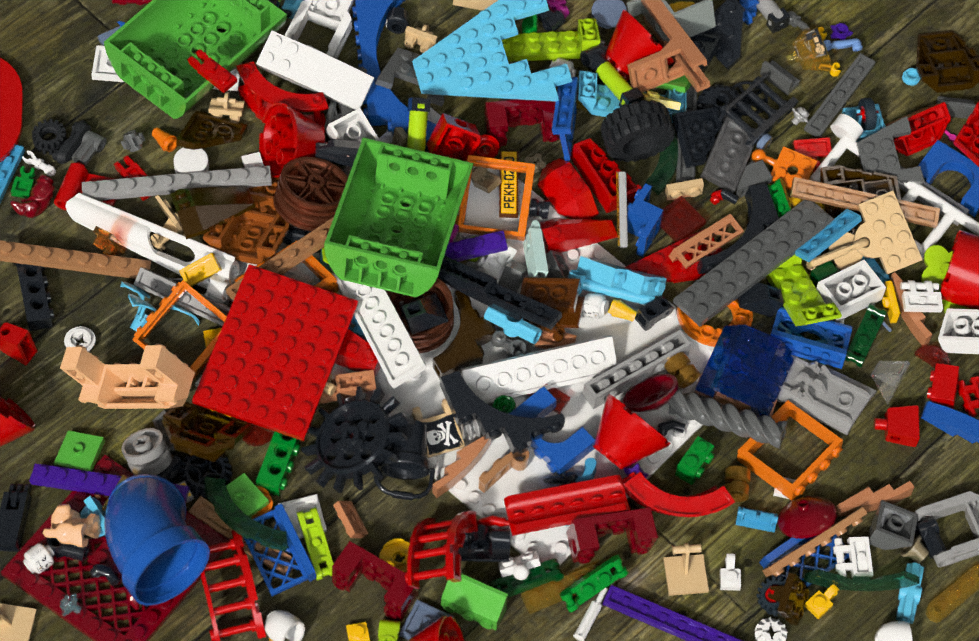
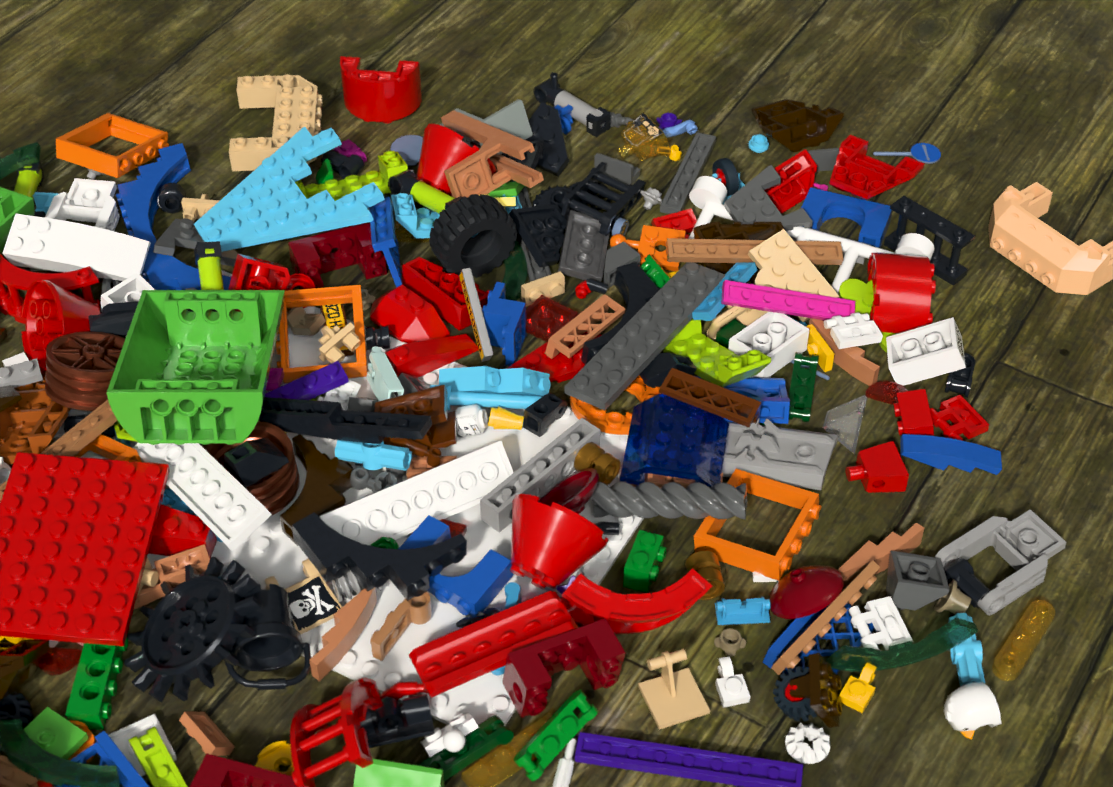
camera: 10 degrees left, 15 degrees down
(499, 219) = (335, 339): none -> tan hips
(741, 535) = (733, 637): none -> dark tan plate
(785, 336) = (711, 397): none -> reddish brown fence
(875, 258) = (785, 301): none -> dark pink tile

